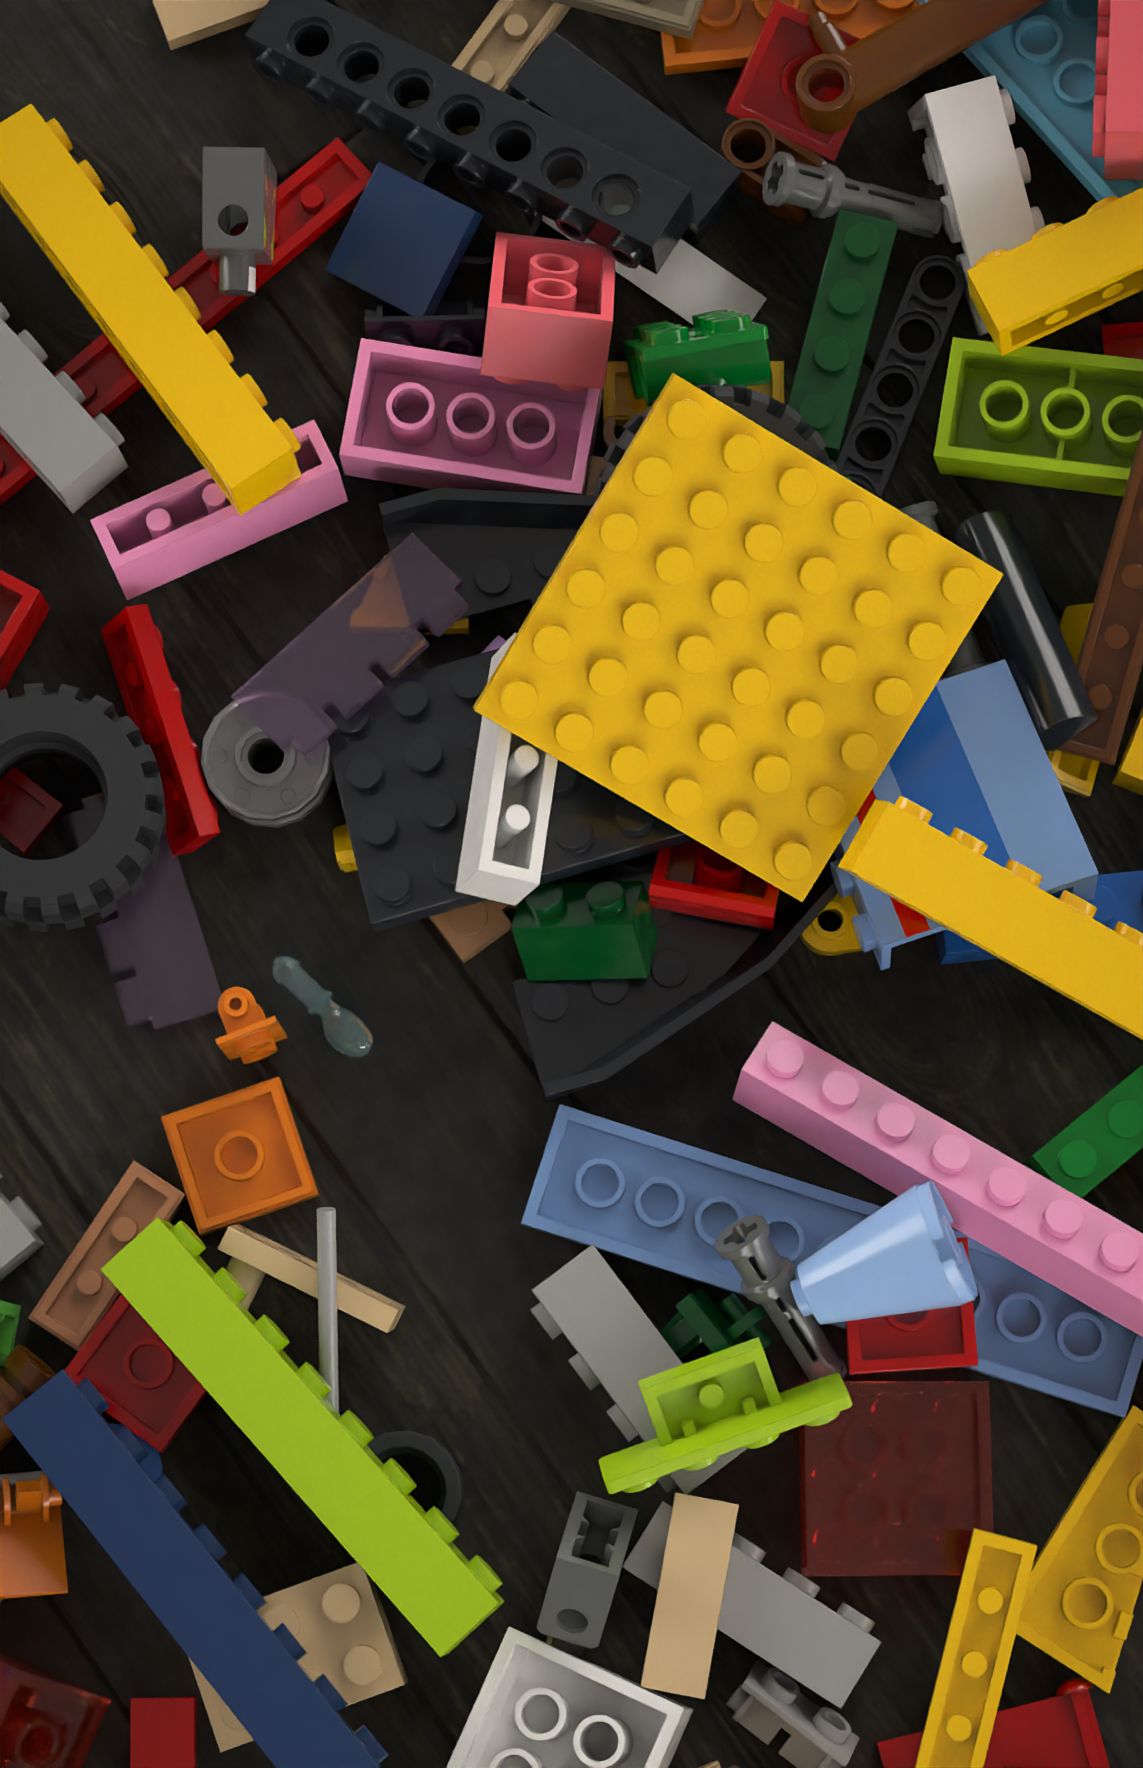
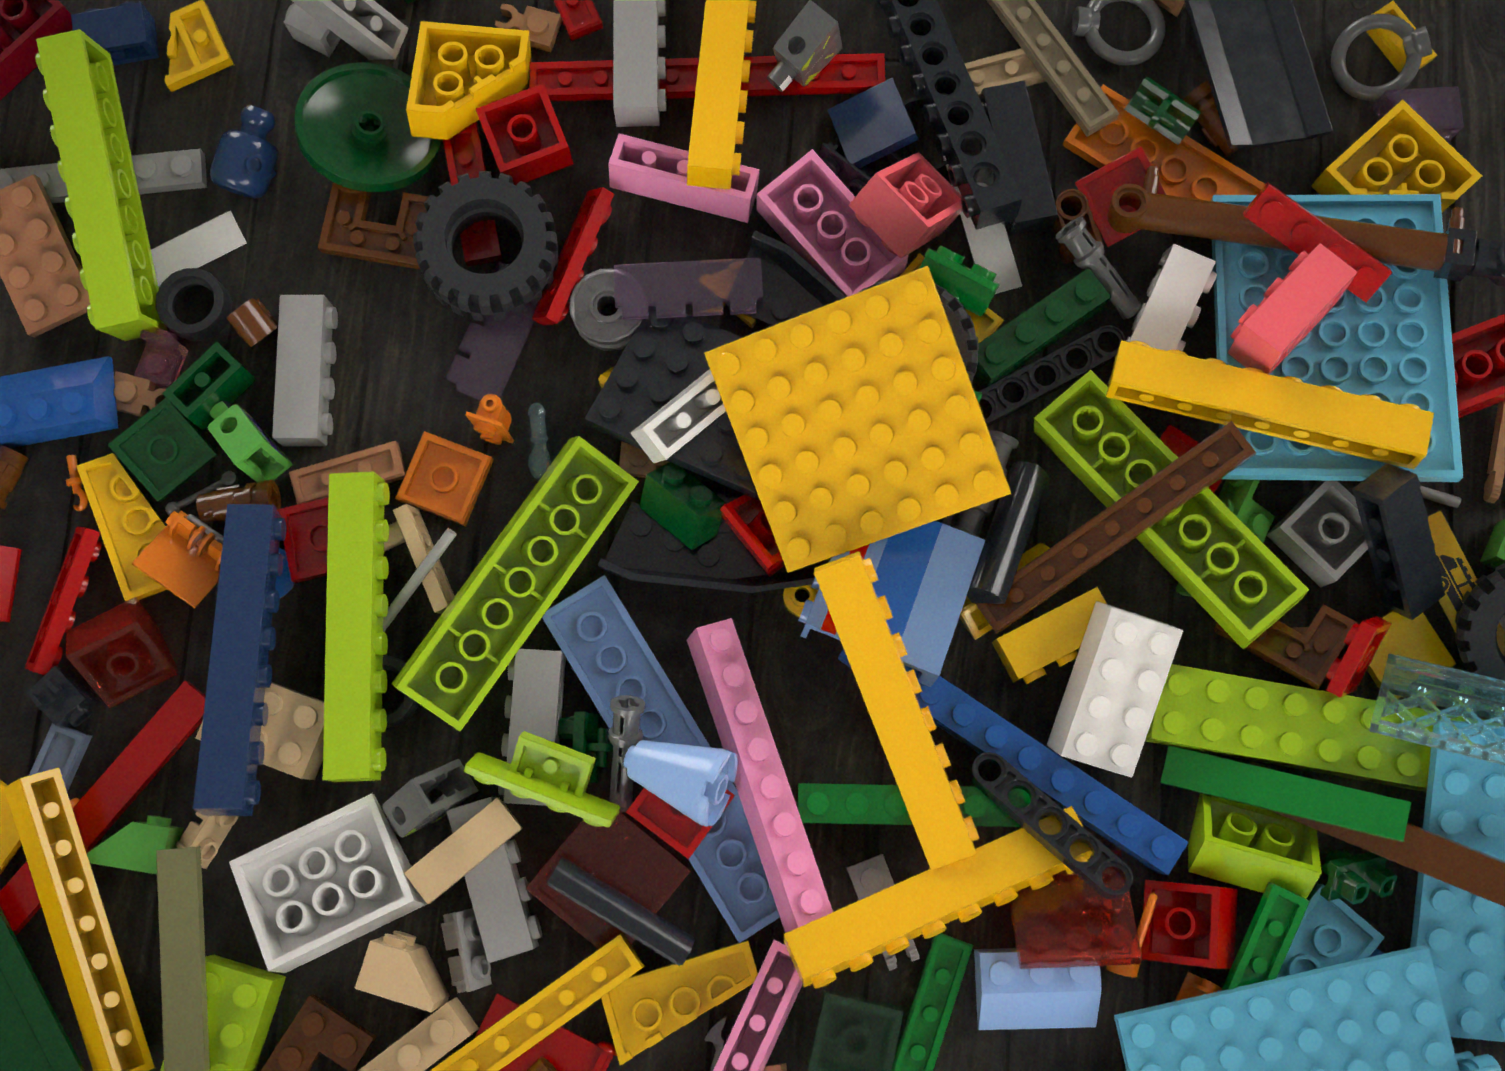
camera: 40 degrees right, 0 degrees up
(460, 1207) = (515, 583): none -> lime brick
(948, 1502) = (620, 911): none -> black brick

